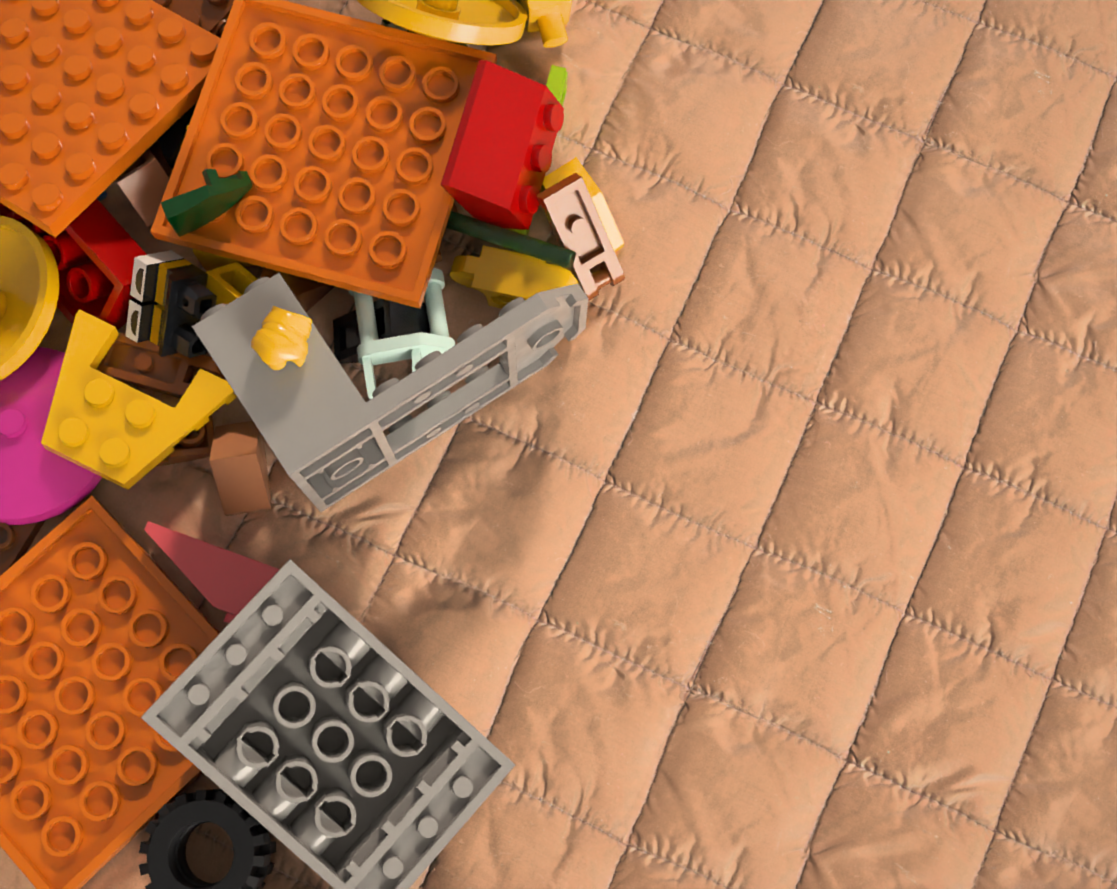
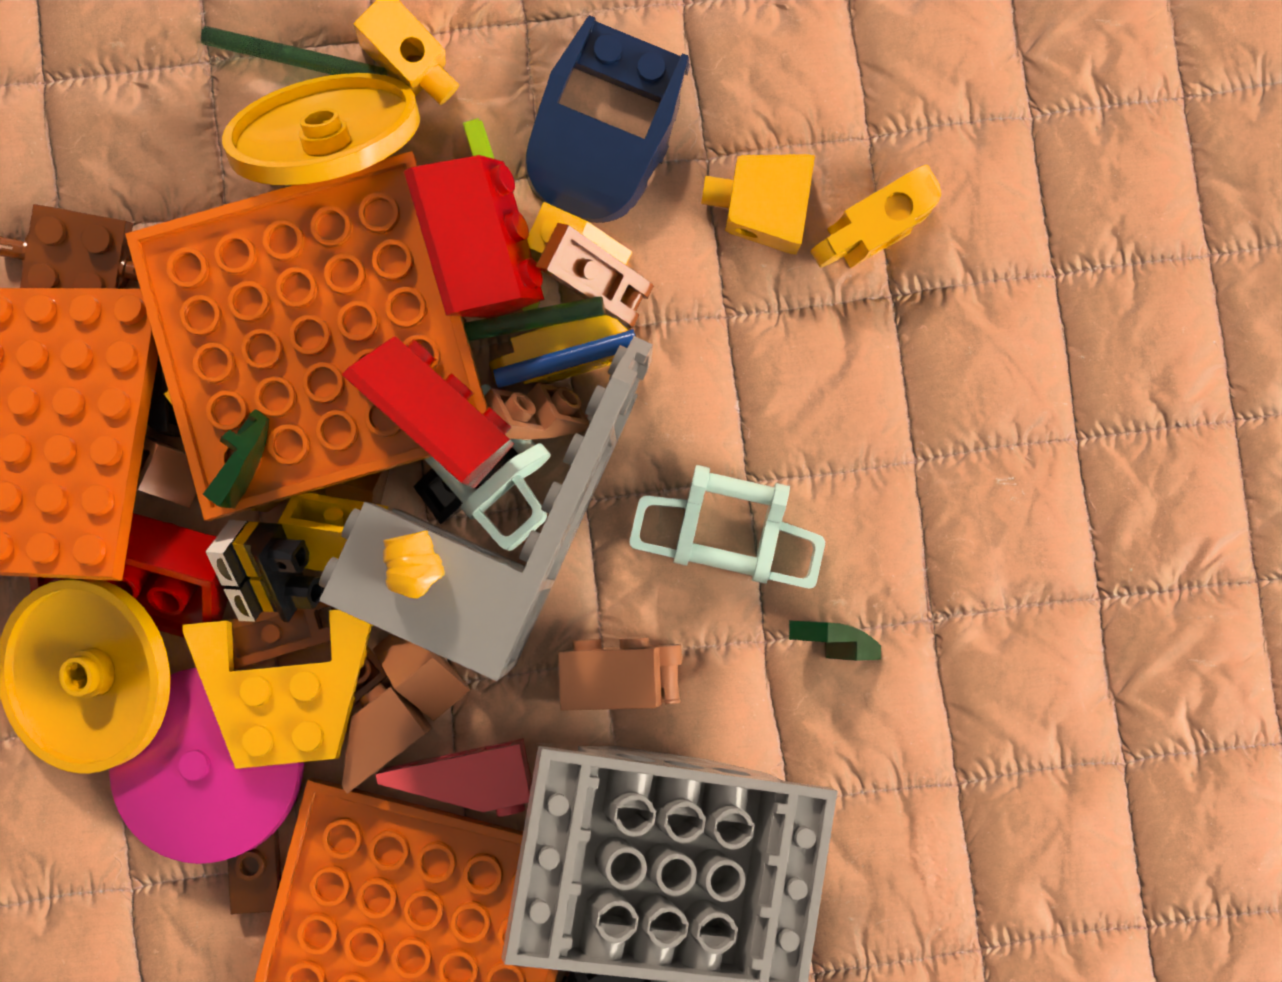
camera: 30 degrees left, 10 degrees up
(173, 495) = (380, 733): none -> nougat slope
(381, 246) = (432, 409): none -> red slope
(397, 566) = (620, 676): none -> nougat hinge
(452, 309) = (541, 413): none -> nougat slope
(498, 279) = (562, 359): none -> blue bar
(519, 502) = (758, 566): none -> light aqua bar
(603, 655) = (840, 640): none -> dark green slope
(635, 157) = (584, 161): none -> dark blue slope
(756, 262) = (765, 198): none -> yellow torso
(841, 332) = (880, 219): none -> yellow piece

